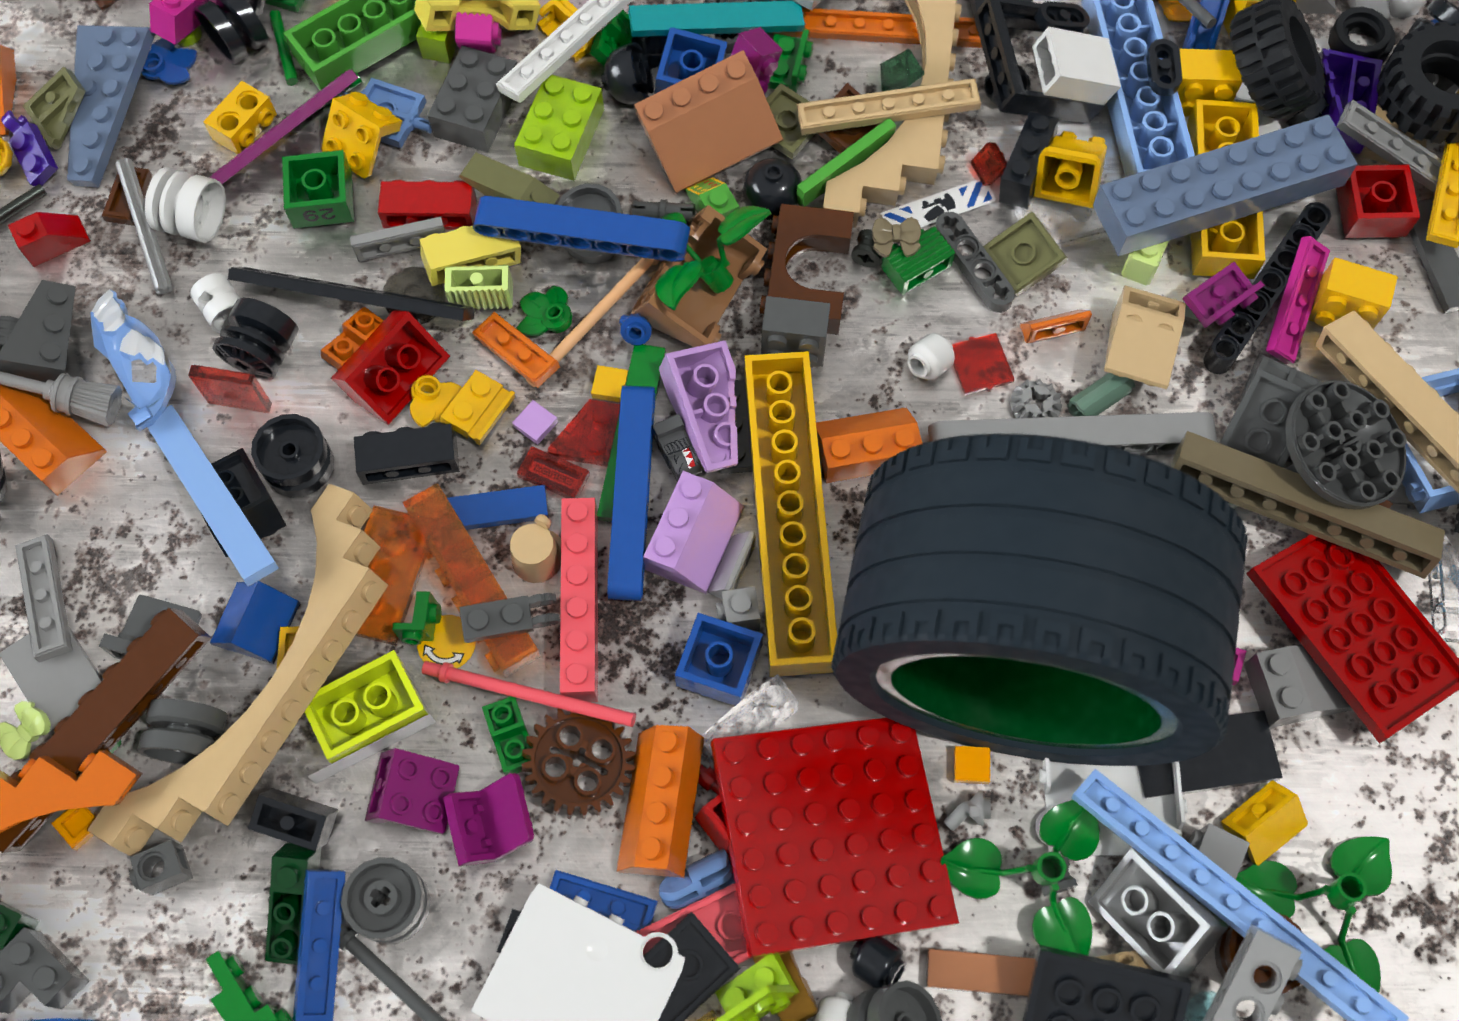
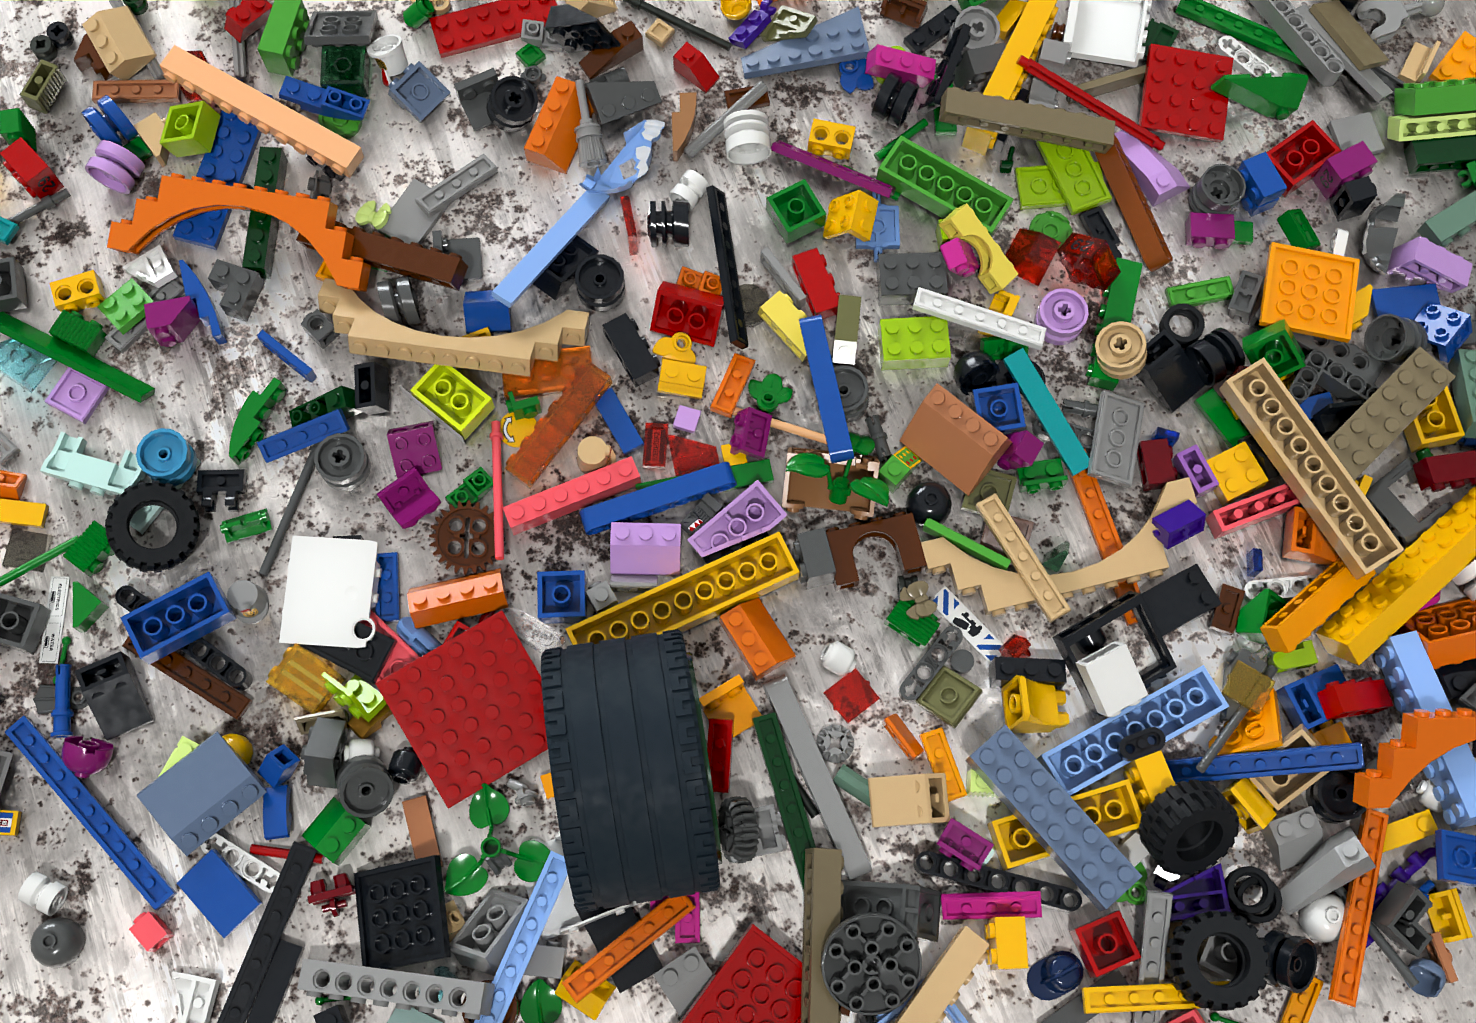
camera: 65 degrees right, 5 degrees up
(118, 275) = (683, 123): none -> medium nougat slope
(178, 932) = (286, 356): none -> blue tile
(479, 286) = (765, 342): yellowish green brick -> none
(506, 617) = (537, 454): dark grey hinge -> none
(592, 348) = (751, 433): none -> magenta bracket
(635, 329) = (776, 453): blue plate -> none
(984, 226) = (962, 661): none -> dark grey tile
(1061, 16) = (1153, 654): black plate -> none
(1093, 293) = (942, 761): none -> light orange tile
(1251, 782) = (627, 946): none -> orange tile
(1400, 259) = (1055, 975): none -> dark blue piece

